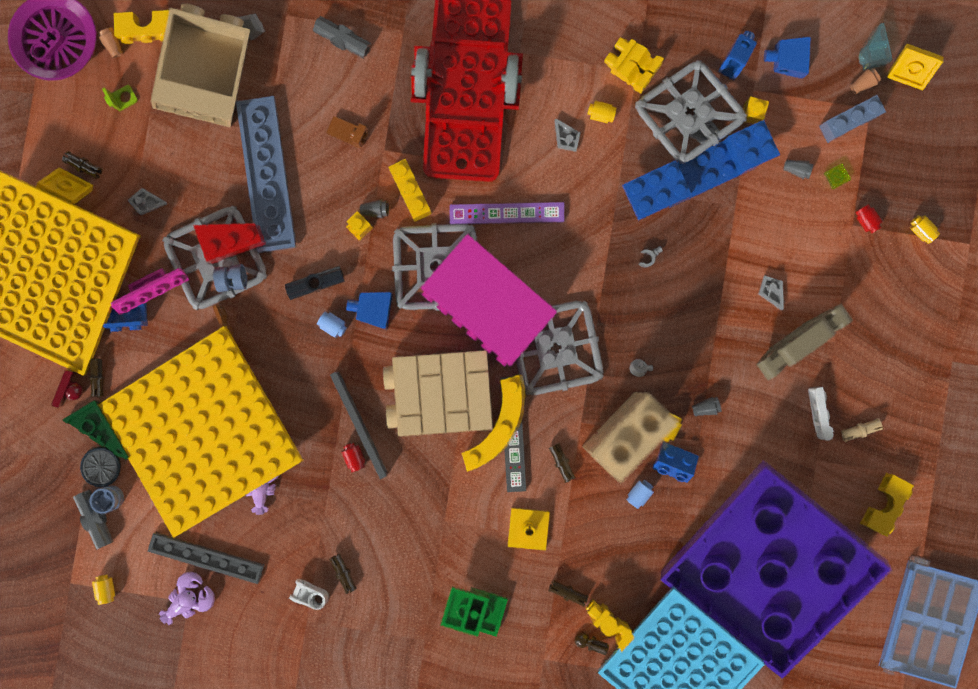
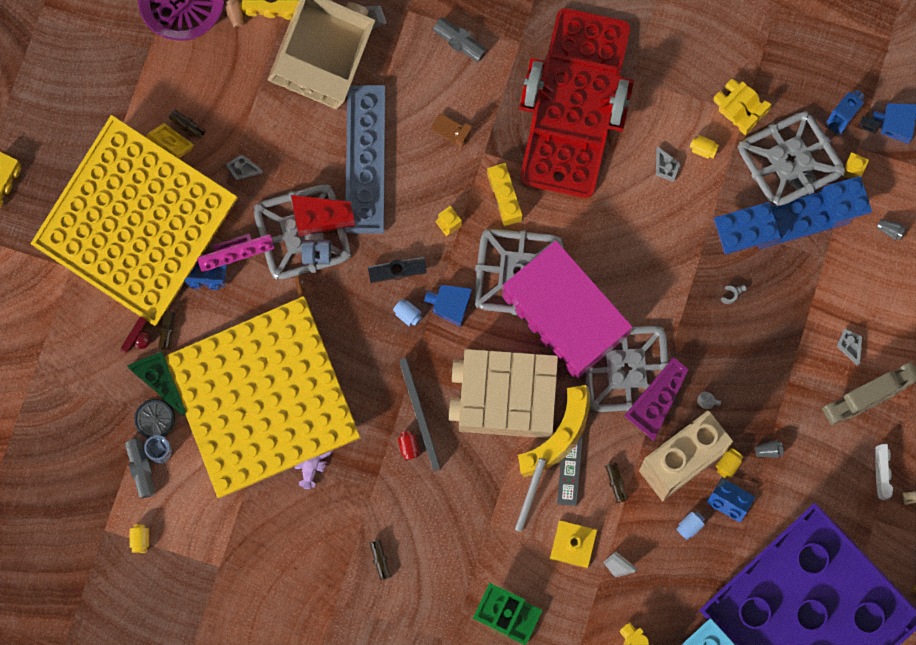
camera: 15 degrees right, 10 degrees down
(113, 99) = (228, 66): lime bracket -> none
(186, 599) = (220, 561): lavender animal -> none
(206, 558) = (245, 524): dark grey tile -> none
(308, 593) = (340, 574): white piece -> none
(375, 209) = (467, 207): dark grey cone -> none
(479, 489) = (530, 494): none -> light grey bar
(507, 213) = (596, 231): medium lavender tile -> none
(568, 593) = (604, 614): dark brown pin -> none
(576, 545) = (619, 565): none -> light grey piece
(587, 383) = (657, 399): none -> magenta wing
(762, 64) = (869, 124): none -> black tile

